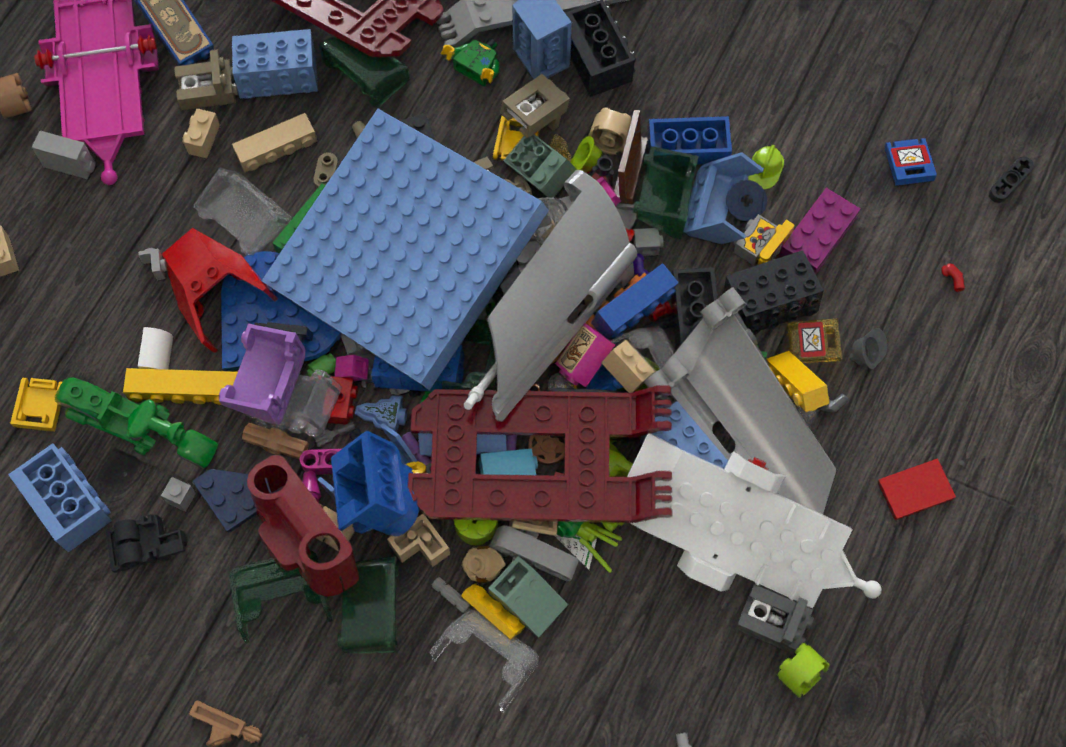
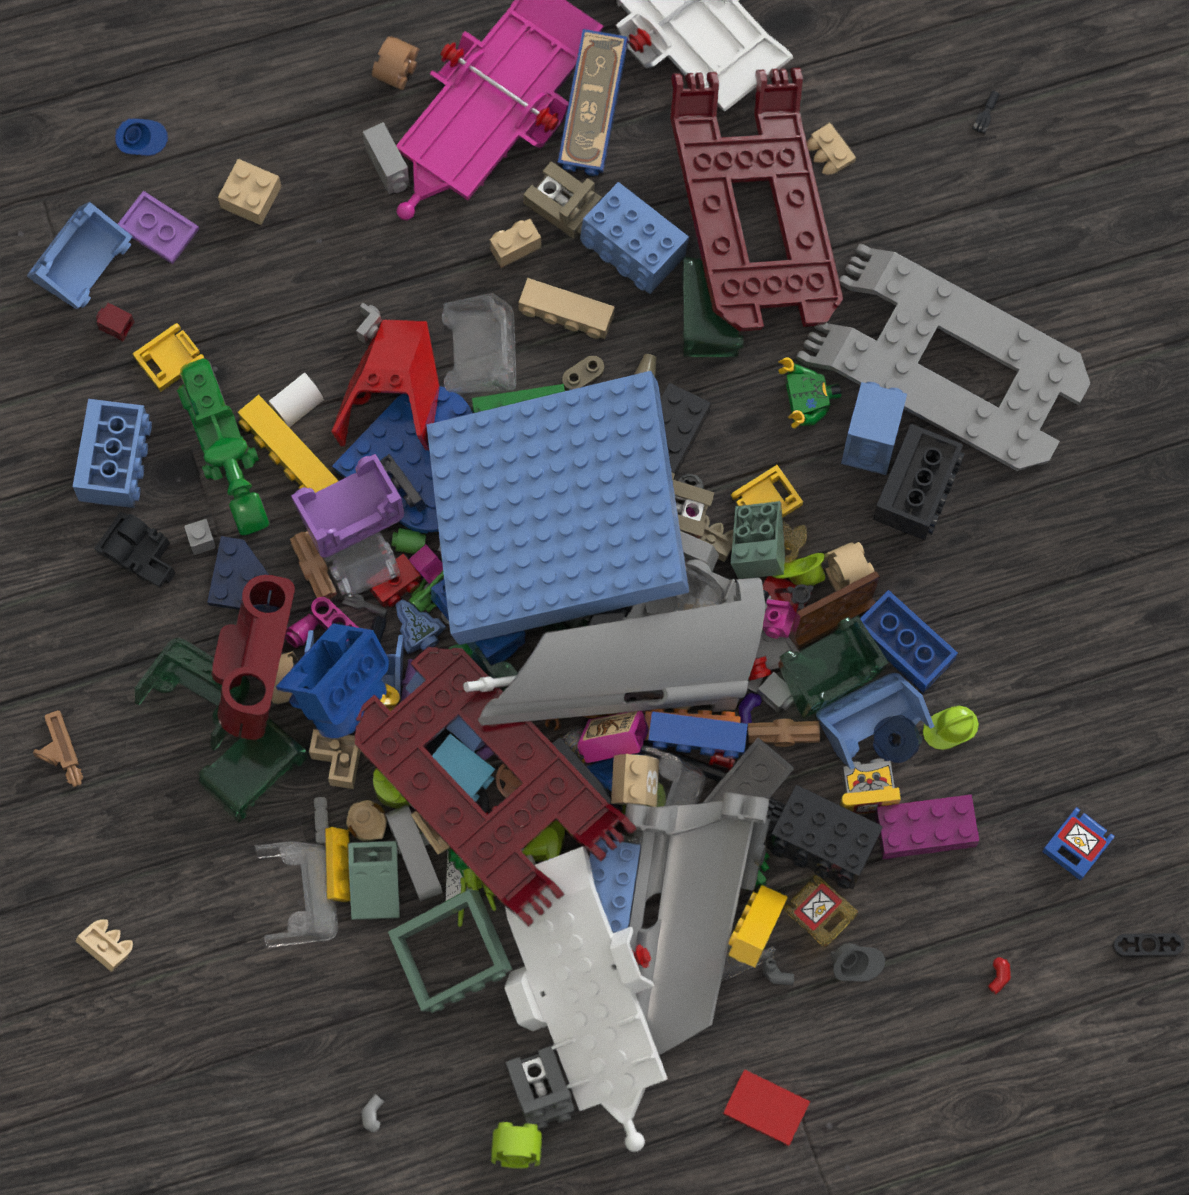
camera: 45 degrees right, 5 degrees up
(368, 394) = (422, 598): none -> bright green plant
(536, 106) = (819, 483): dark tan brick -> none
(660, 612) = (476, 983): none -> sand green window
(681, 256) = (784, 732): none -> medium nougat piece

